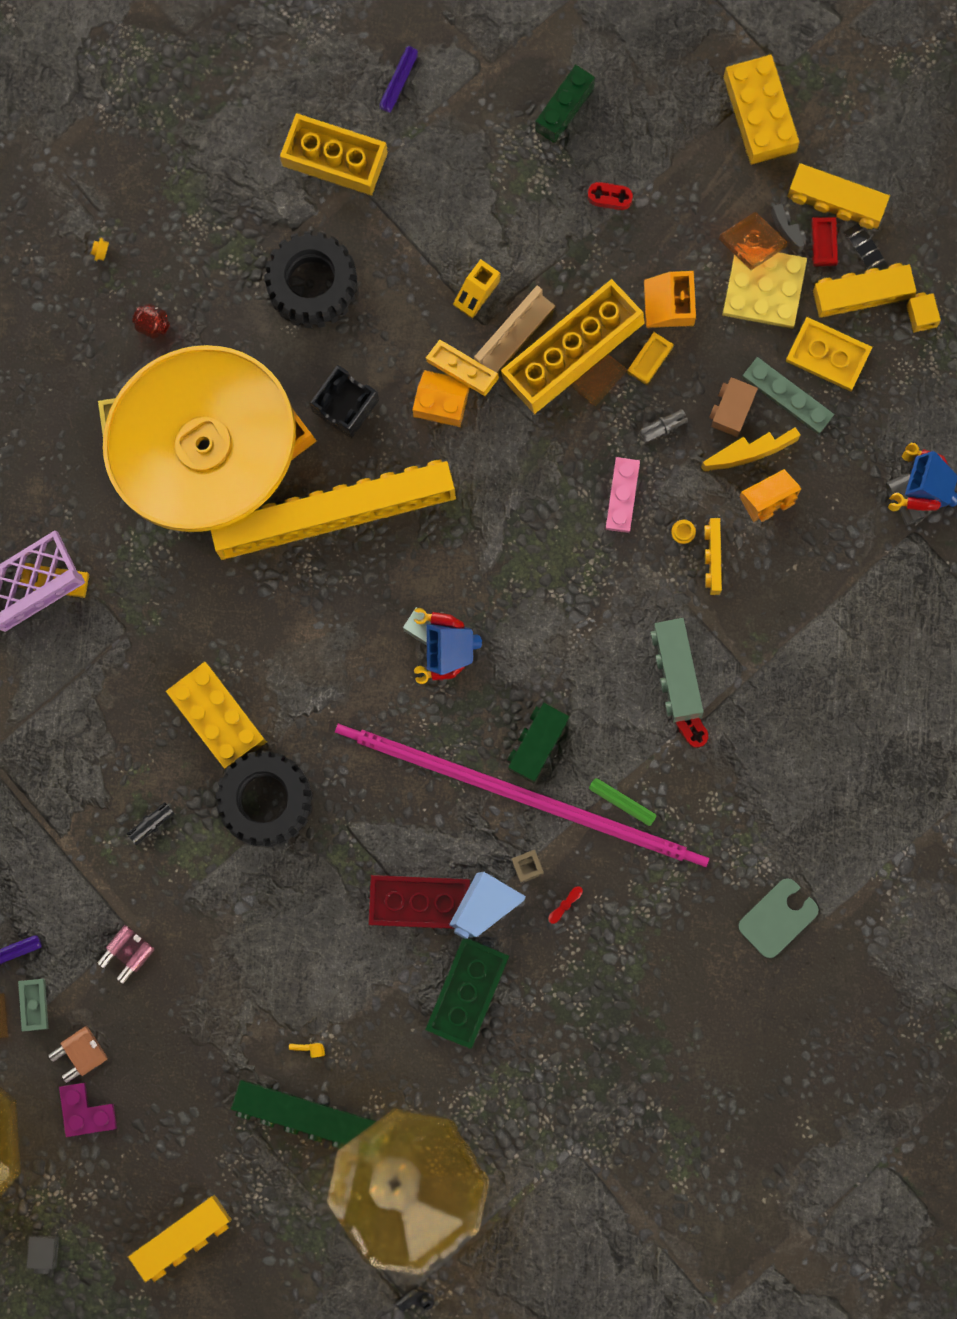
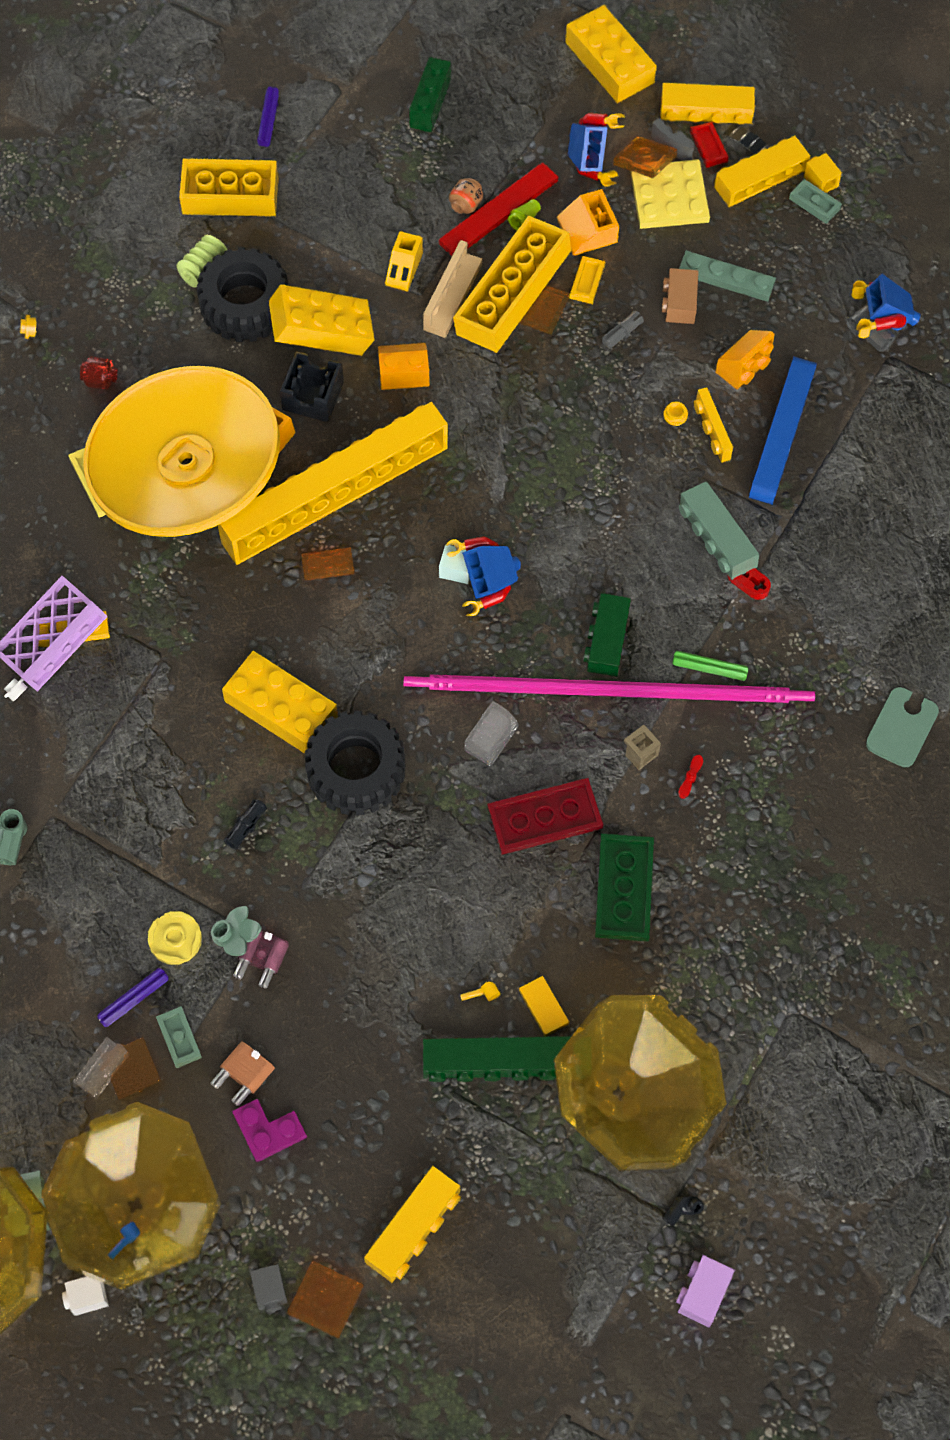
camera: 25 degrees left, 15 degrees down
(57, 910) = (174, 938): none -> light yellow tile
(88, 1276) = (325, 1299): none -> clear orange tile
(113, 925) = (235, 931): none -> sand green plate
(283, 226) = (198, 257): none -> yellowish green piece
(304, 586) = (327, 563): none -> clear orange plate
(358, 1079) = (543, 1006): none -> yellow tile
(373, 336) = (321, 320): none -> yellow brick
(398, 807) = (491, 734): none -> clear brick
(462, 367) = (414, 330): yellow plate -> none
(484, 905) = (611, 793): light blue slope -> none
(562, 231) = (466, 196): none -> medium nougat head
(591, 253) = (499, 208): none -> red tile
(608, 201) = (499, 158): red beam -> none
(612, 268) = (520, 214): none -> lime cone
(622, 495) = (606, 399): bright pink plate -> none
(699, 214) = (588, 145): none -> blue torso
(742, 452) = (707, 330): yellow slope -> none
(779, 582) = (782, 430): none -> blue beam
(828, 354) = (750, 230): yellow plate -> none
(905, 340) = (815, 201): none -> sand green plate

